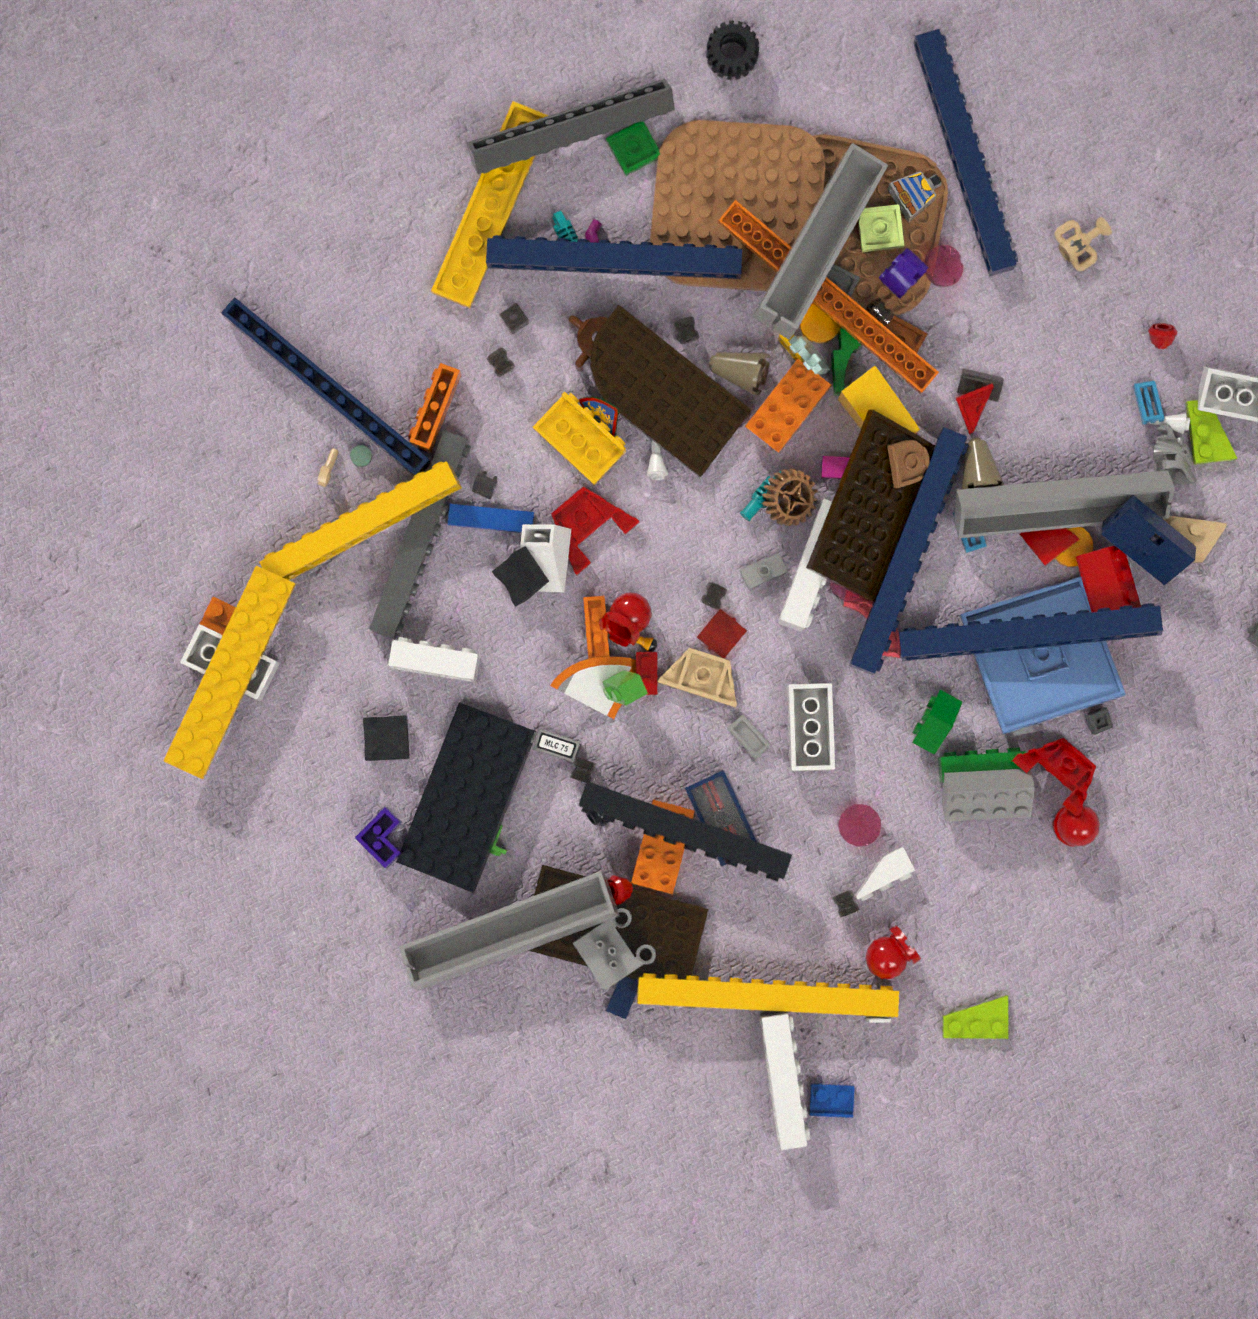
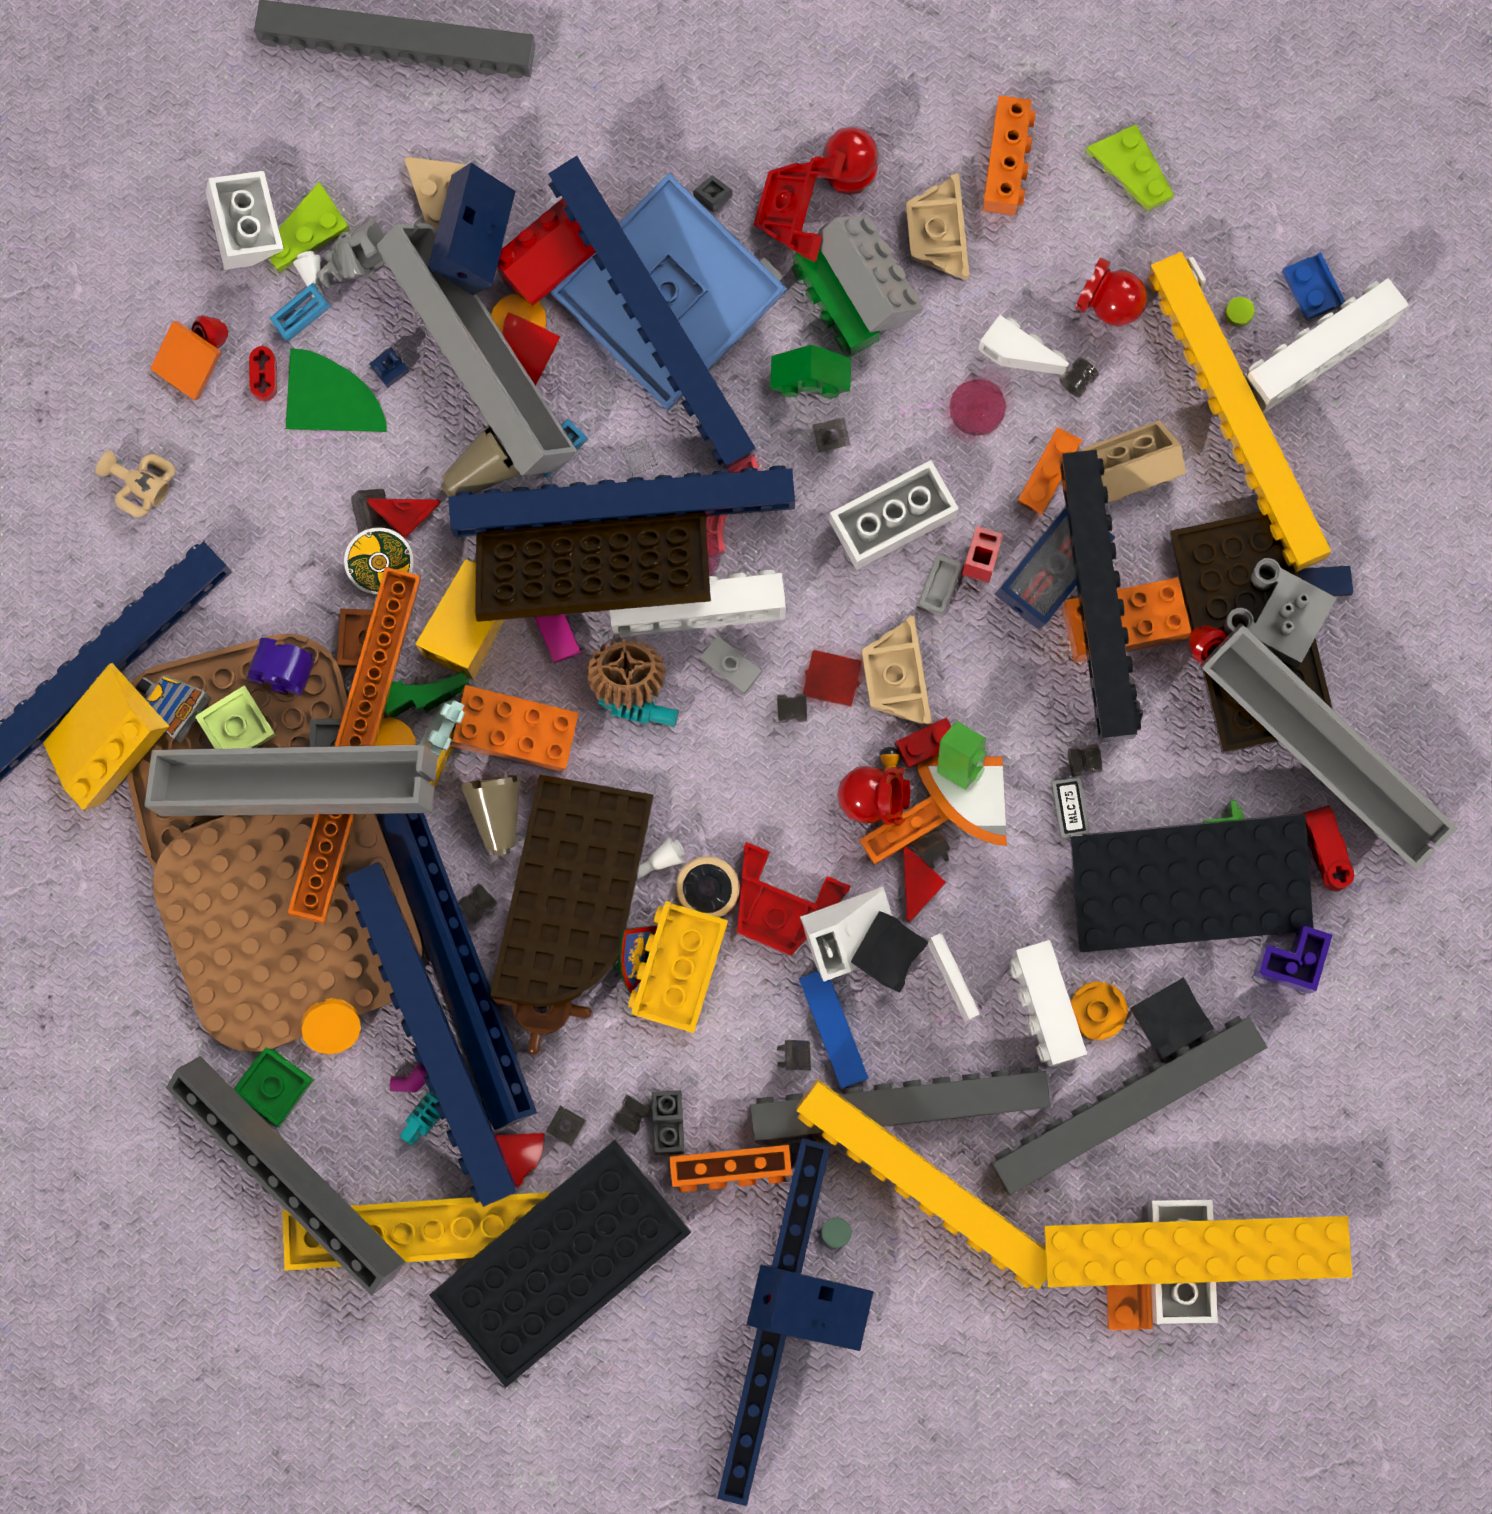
camera: 110 degrees left, 5 degrees down
(320, 410) = (809, 1308): none -> dark blue brick
(325, 472) = (872, 1266): tan bar -> none
(345, 681) = (1129, 1105): none -> dark grey brick
(416, 694) = (1099, 1010): none -> light orange tile
(429, 272) = (560, 1263): none -> black plate
(446, 900) = (1328, 848): none -> red piece
(482, 608) = (953, 978): none -> white tile
(484, 384) = (668, 1122): none -> dark grey slope
(511, 282) = (522, 1153): none -> red brick
(555, 621) = (920, 883): none -> red tile
(576, 640) = (932, 846): none -> clear smoke tile
(631, 491) = (708, 869): none -> black wheel
(645, 296) = (457, 968): none -> dark blue brick
(652, 199) = (330, 1026): none -> light orange tile
(737, 34) = (65, 1014): black tyre -> none
(754, 773) = (982, 554): none -> red brick
(769, 910) = (1139, 459): none -> tan slope
(785, 841) = (1047, 472): none -> orange plate
(838, 1039) = (1239, 311): none -> lime tile
(879, 311) = (342, 677): clear smoke wheel -> none
(885, 709) = (823, 438): none -> clear smoke plate
(907, 462) = (516, 549): medium nougat tile -> none
(913, 139) = (103, 738): none -> yellow slope
(944, 266) = (244, 627): clear pink tile -> none
(953, 374) = (371, 553): none -> shield
(999, 862) = (938, 229): none -> tan wing
(1028, 936) = (1007, 155): none -> orange brick
(1080, 395) = (329, 397): none -> green sticker
(1081, 444) = (389, 367): none -> dark blue tile
(1116, 363) = (256, 373): none -> red beam
(1150, 310) = (185, 360): none -> orange tile

